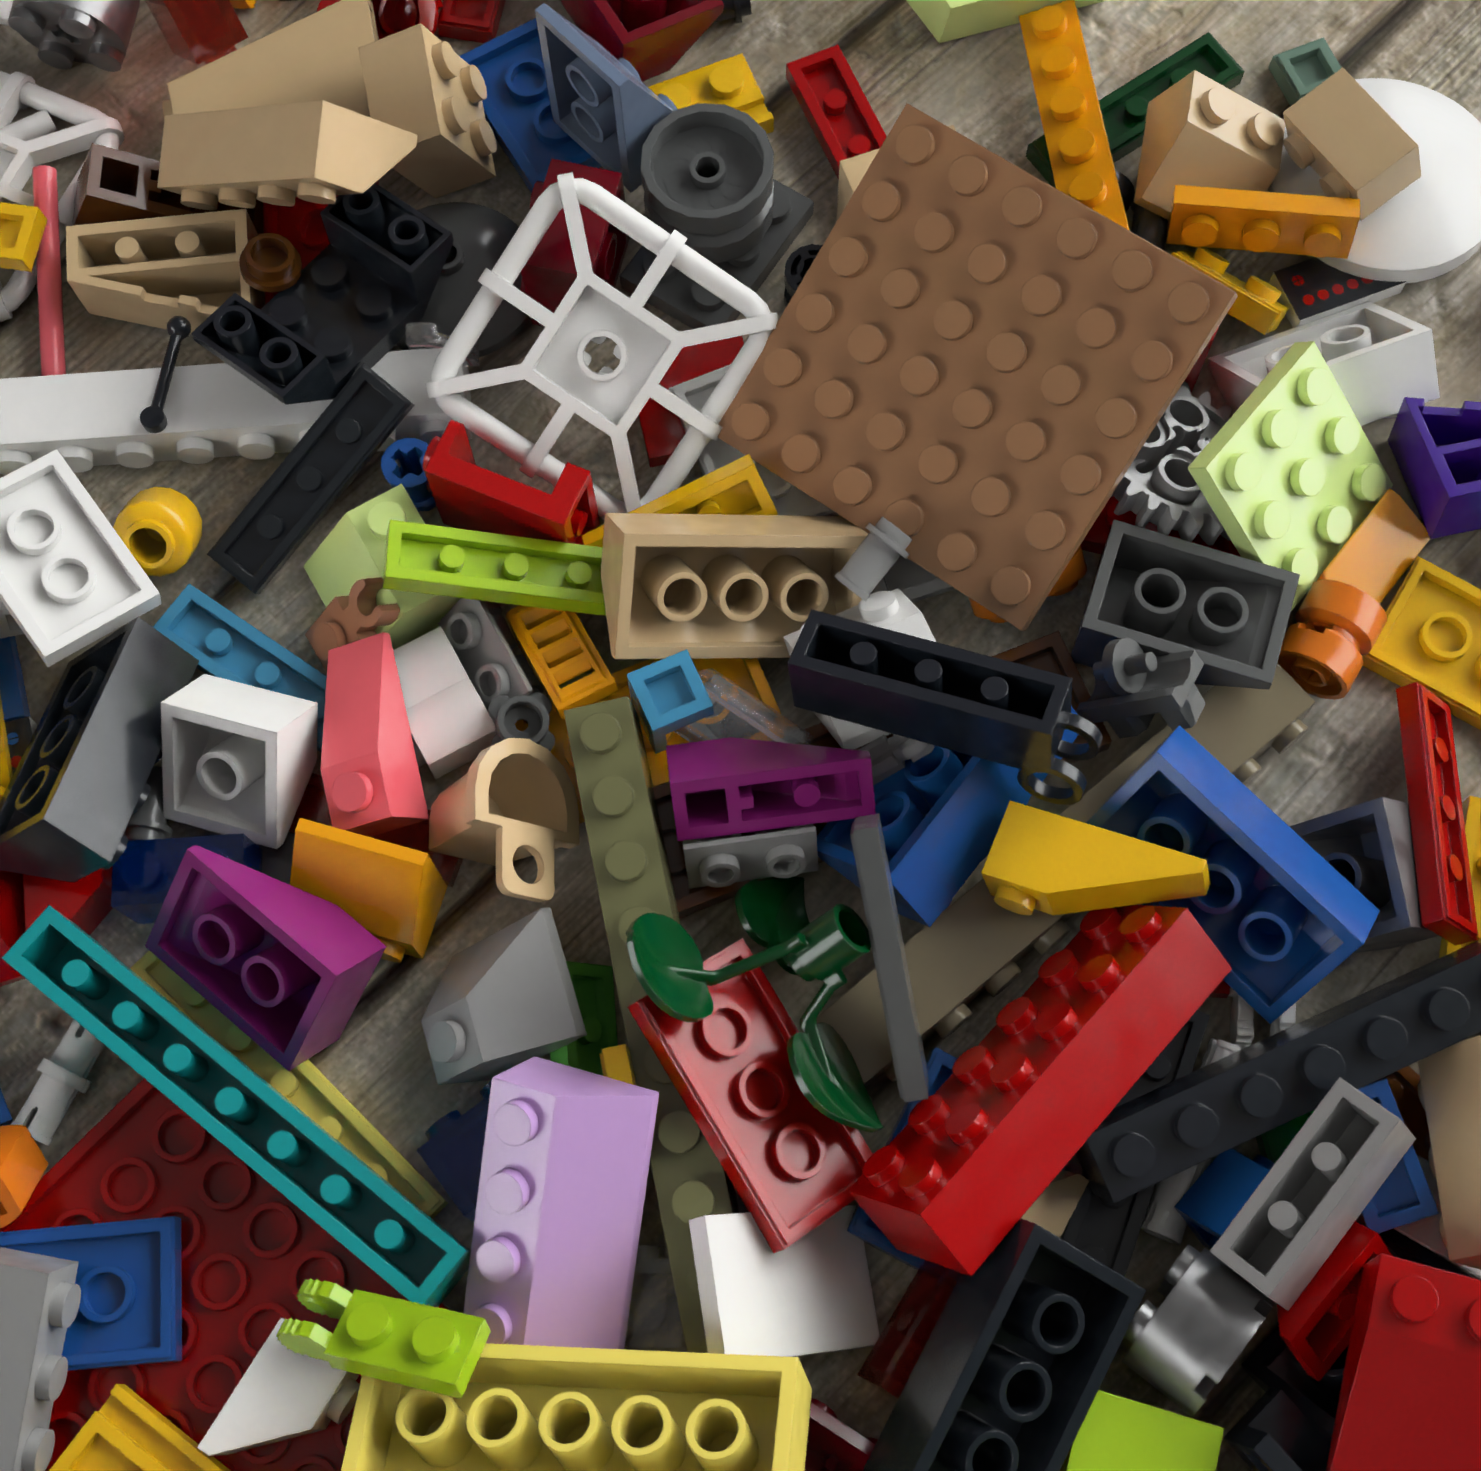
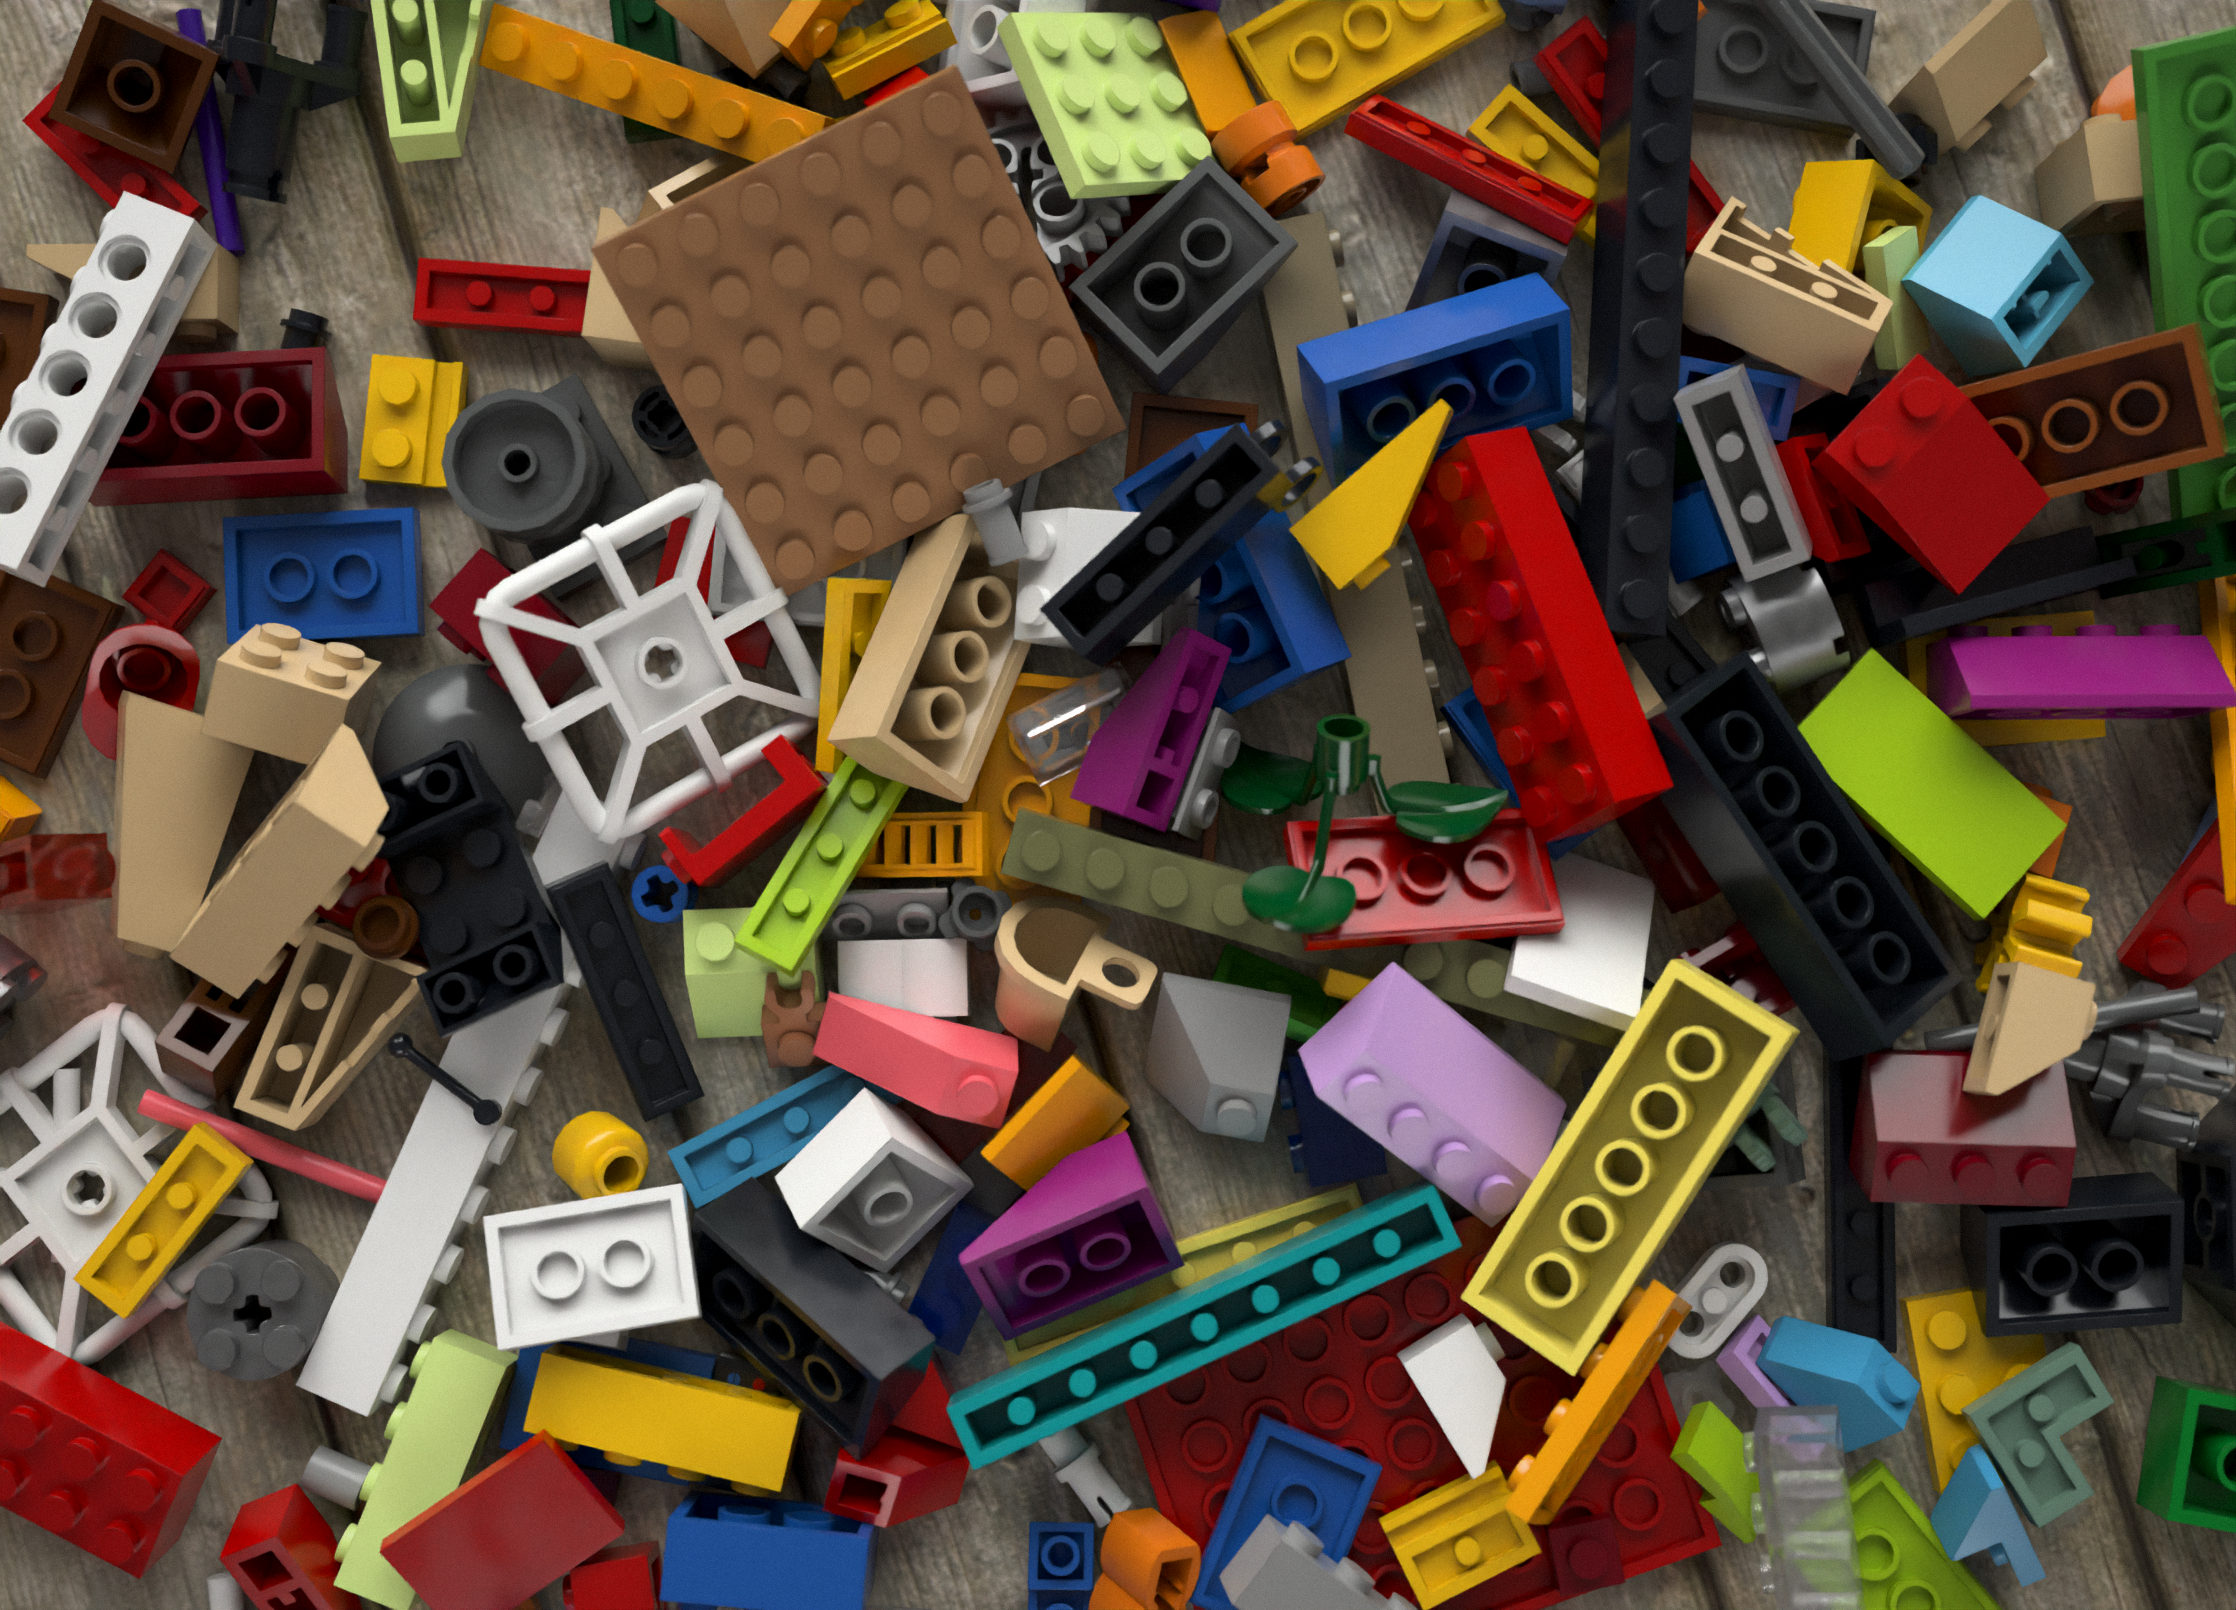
camera: 65 degrees left, 15 degrees up
(388, 1338) = (1474, 1281): lime hinge -> none
(598, 97) = (382, 518): sand blue slope -> none
(668, 697) = (1028, 771): dark azure panel -> none
(889, 958) = (1372, 707): dark grey tile -> none
(1139, 684) = (1236, 355): dark grey hips -> none

